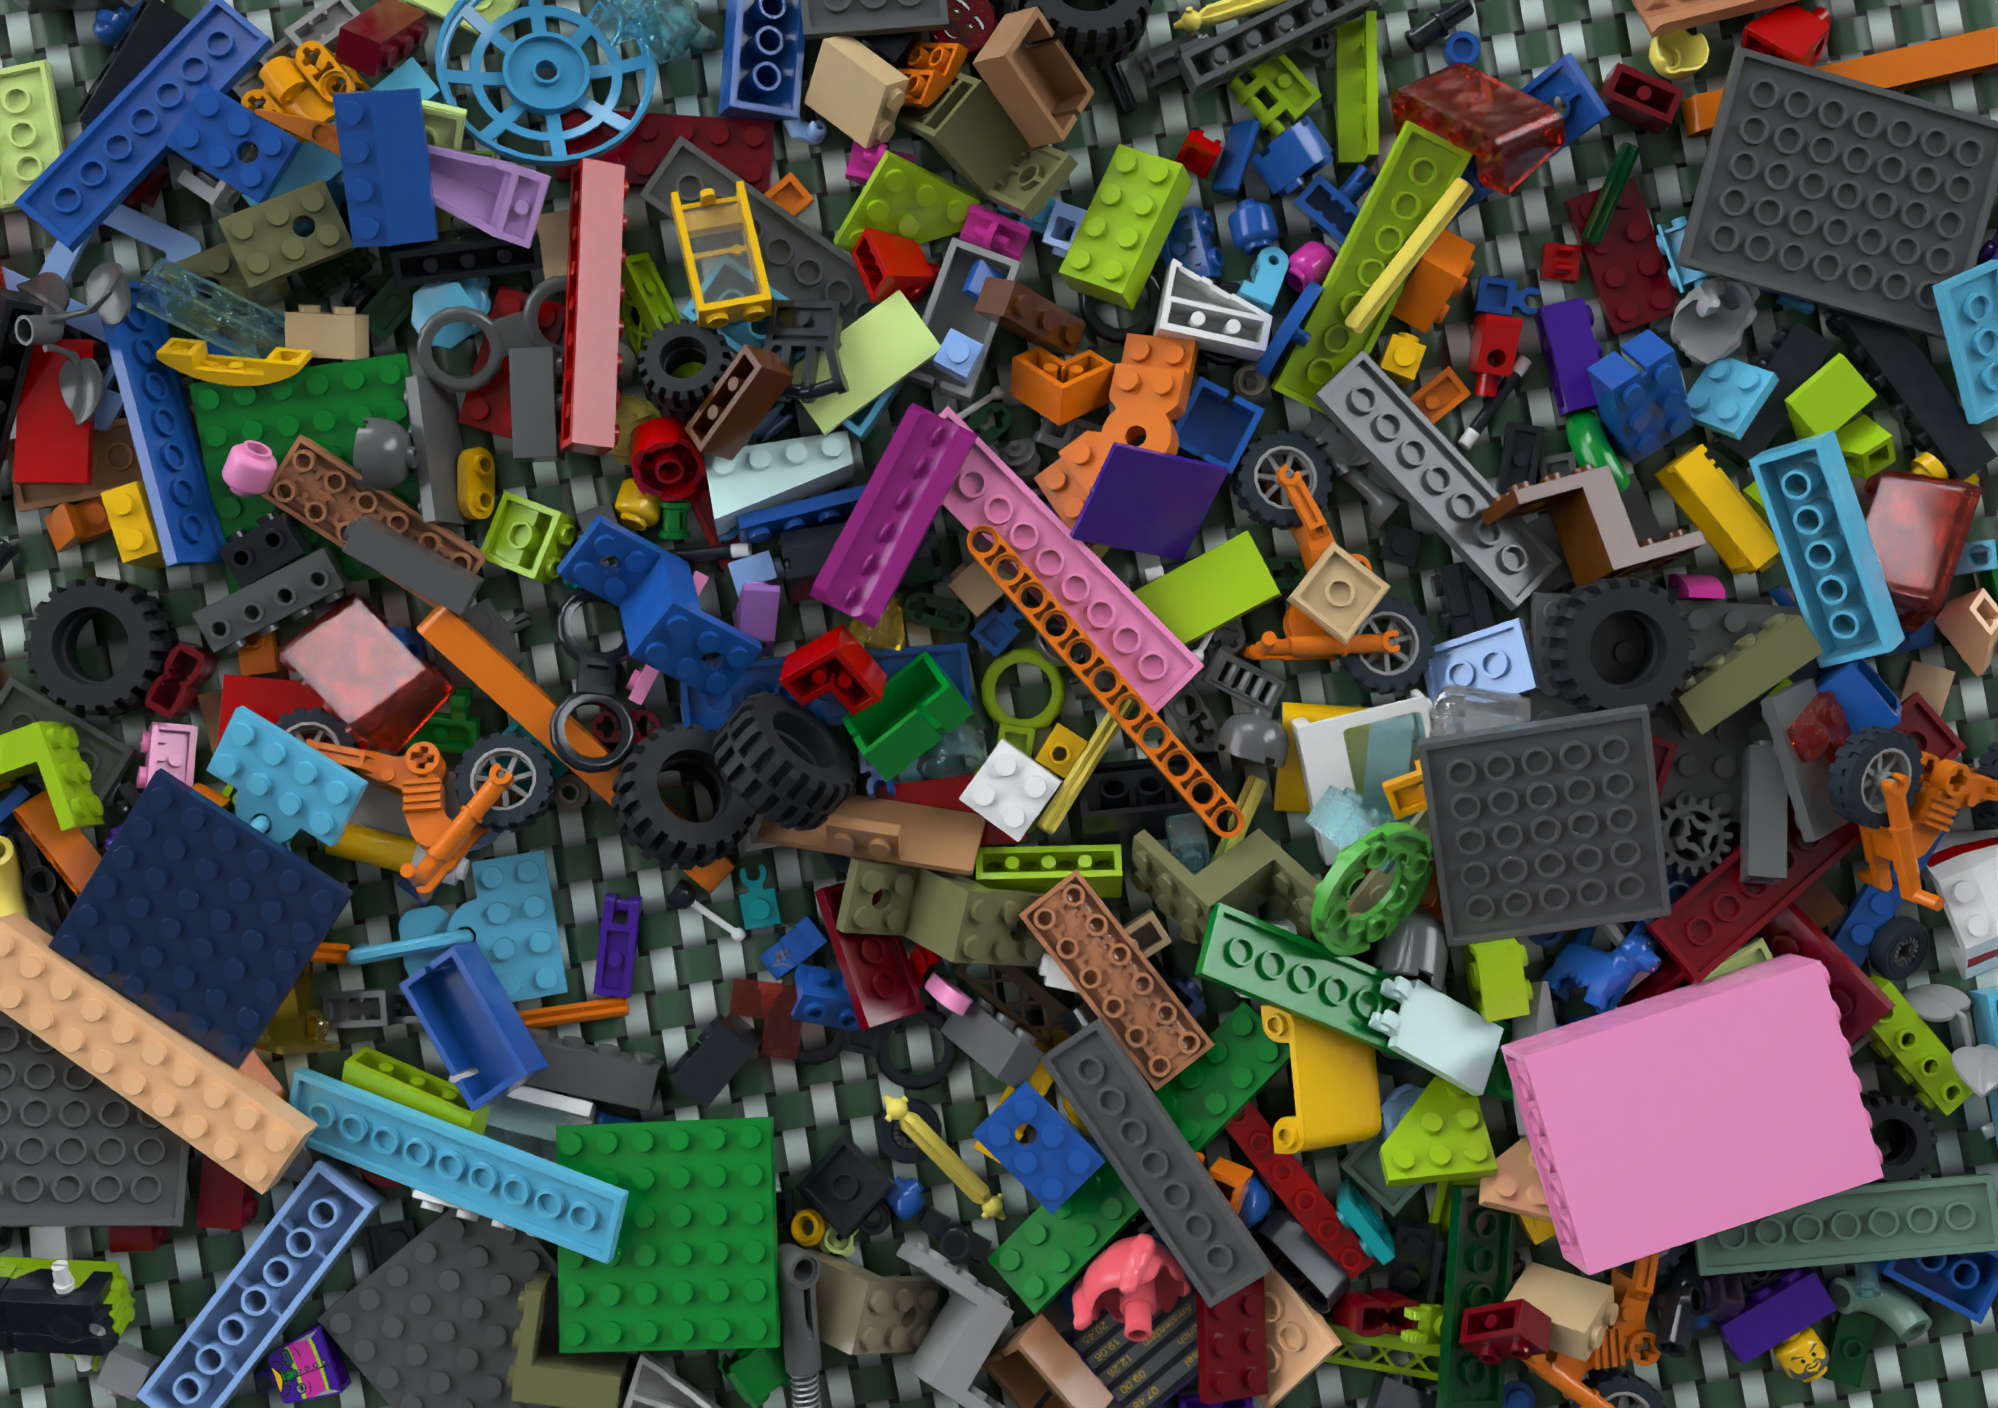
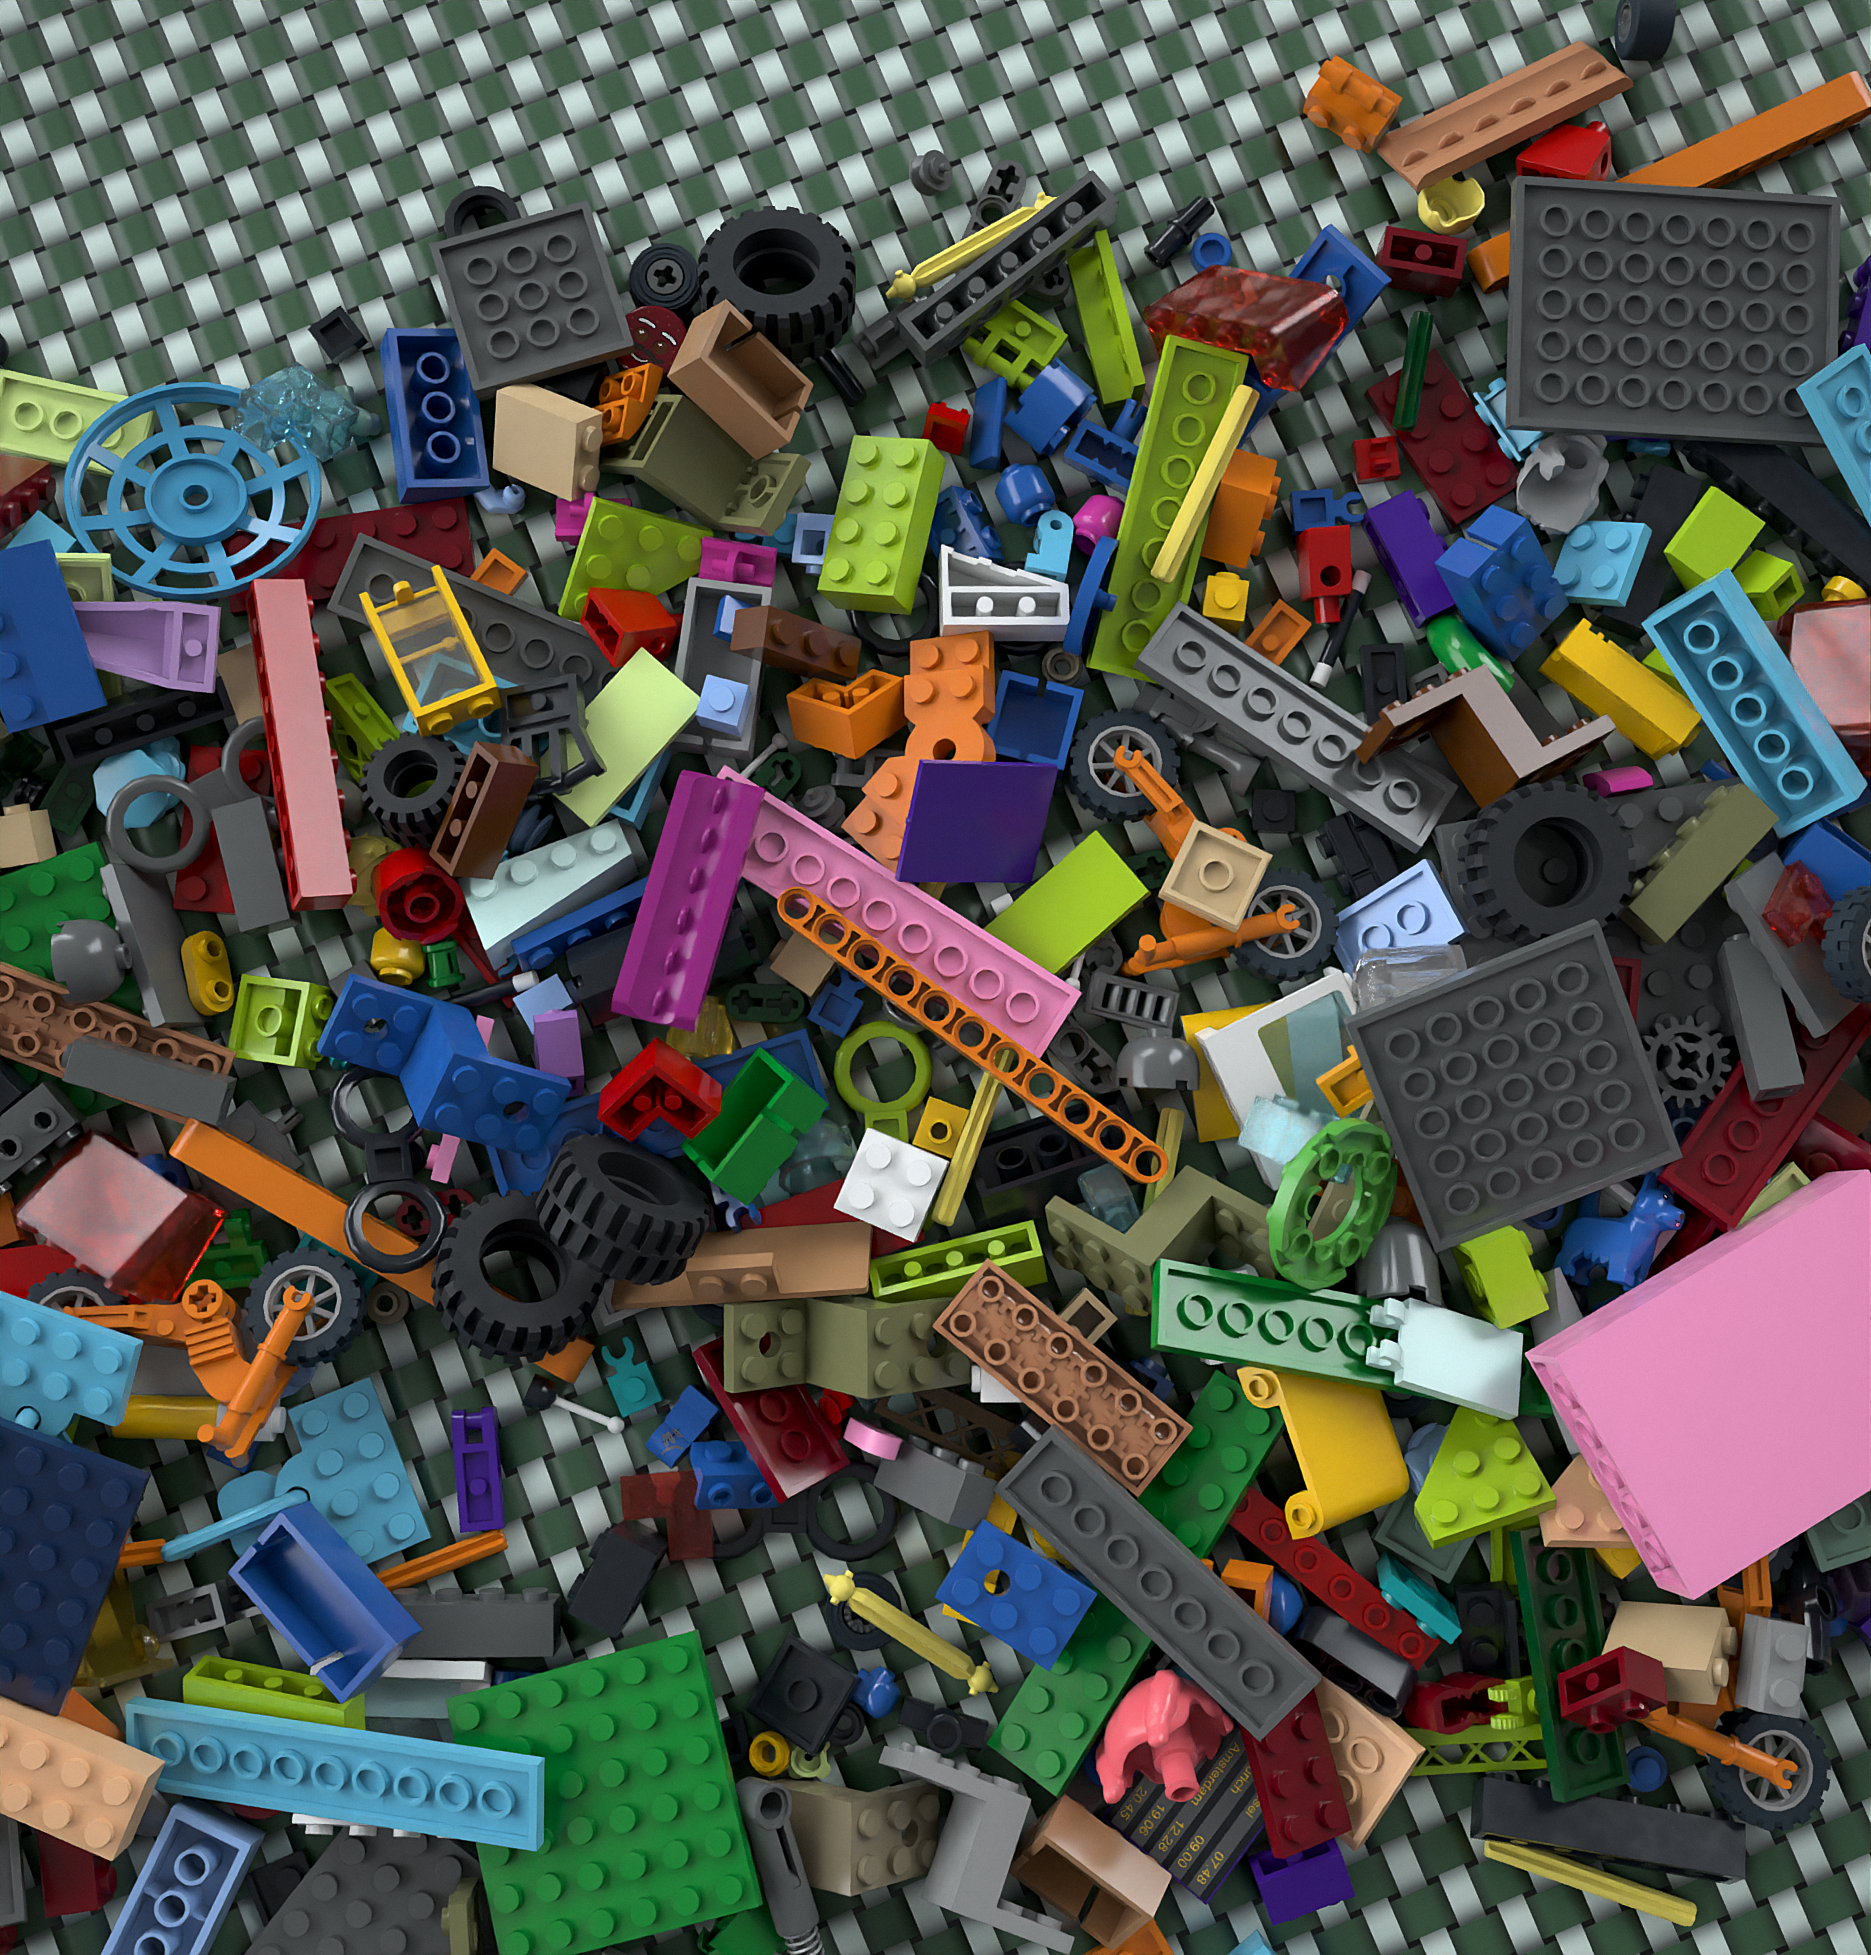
camera: 10 degrees left, 5 degrees down
(1640, 1341) = (1772, 1665): none -> light grey brick

